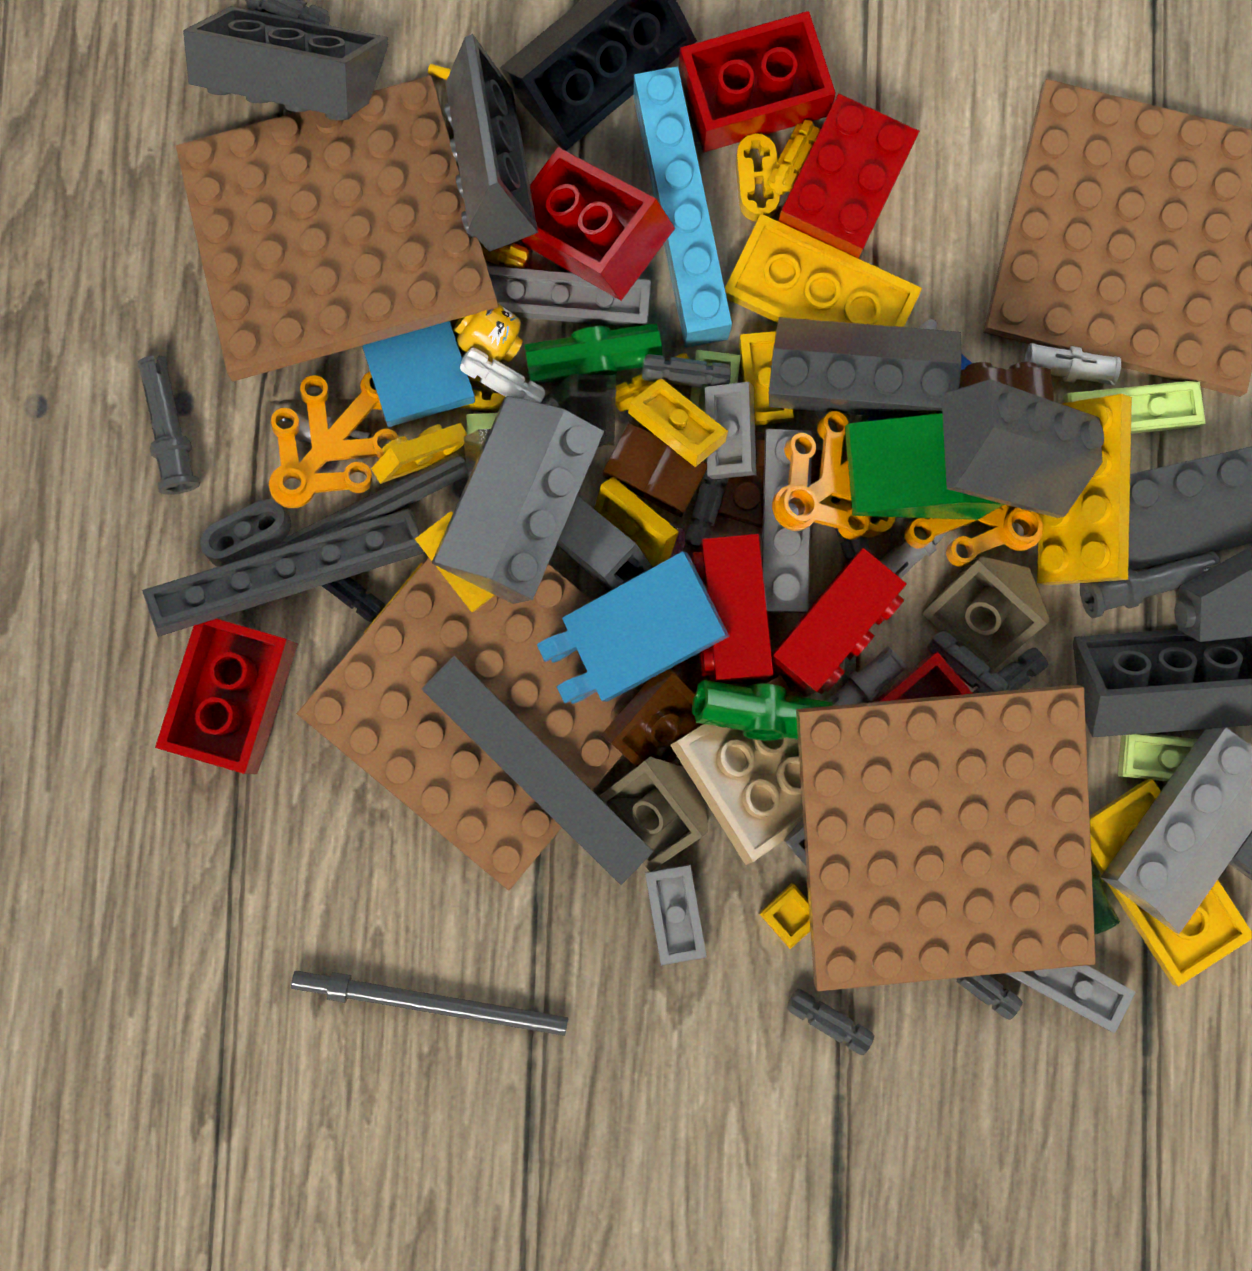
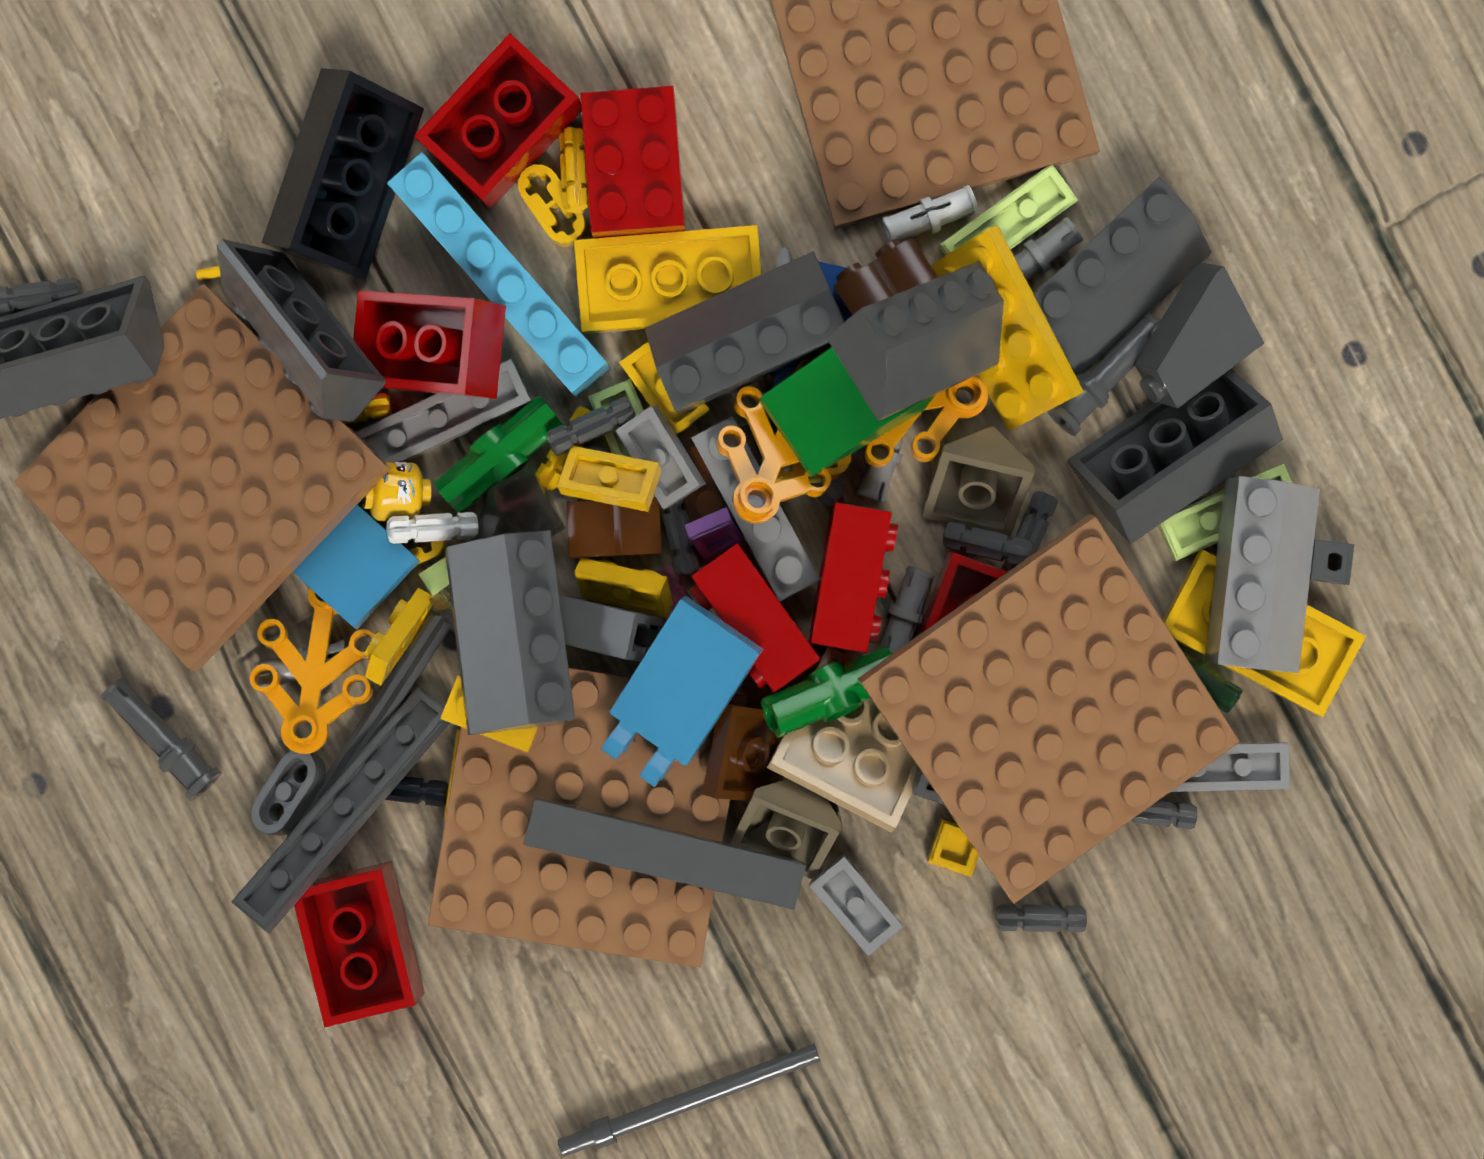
camera: 20 degrees left, 5 degrees up
(737, 518) = (714, 533): none -> medium lavender tile
(1149, 449) = (1040, 253): none -> light grey pin

